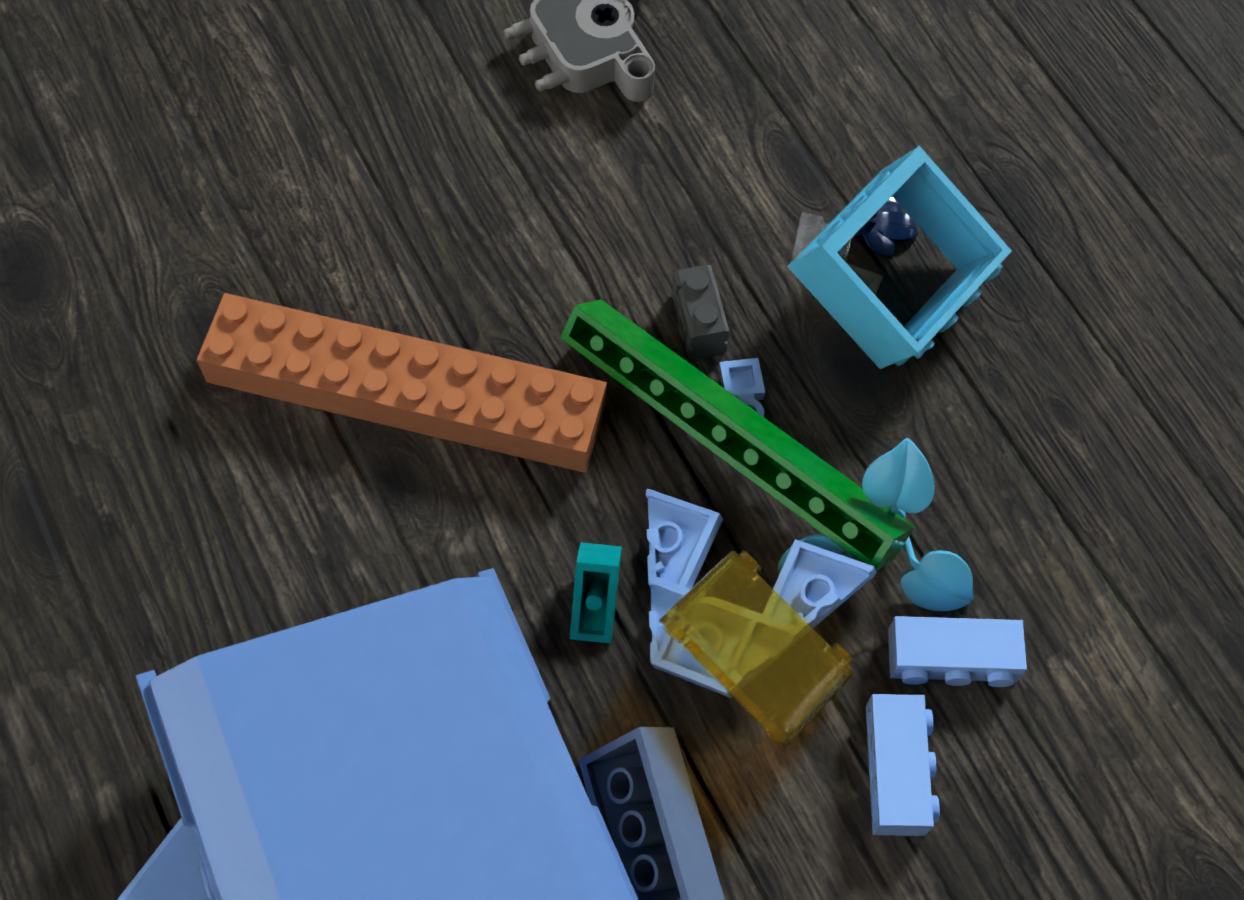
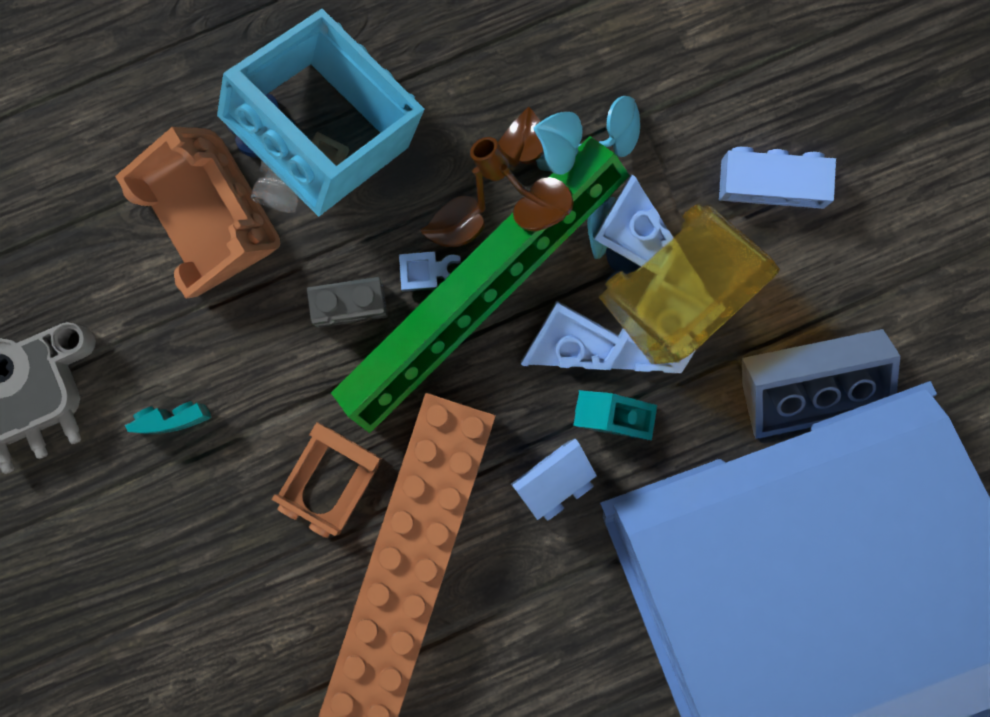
camera: 85 degrees left, 20 degrees up
(486, 277) = (291, 494): none -> nougat panel
(518, 513) = (555, 479): none -> light blue slope
(563, 164) = (159, 420): none -> teal slope
(805, 417) = (540, 207): none -> reddish brown plant
(808, 170) = (201, 205): none -> nougat windscreen
(956, 650) = (683, 119): light blue brick -> none

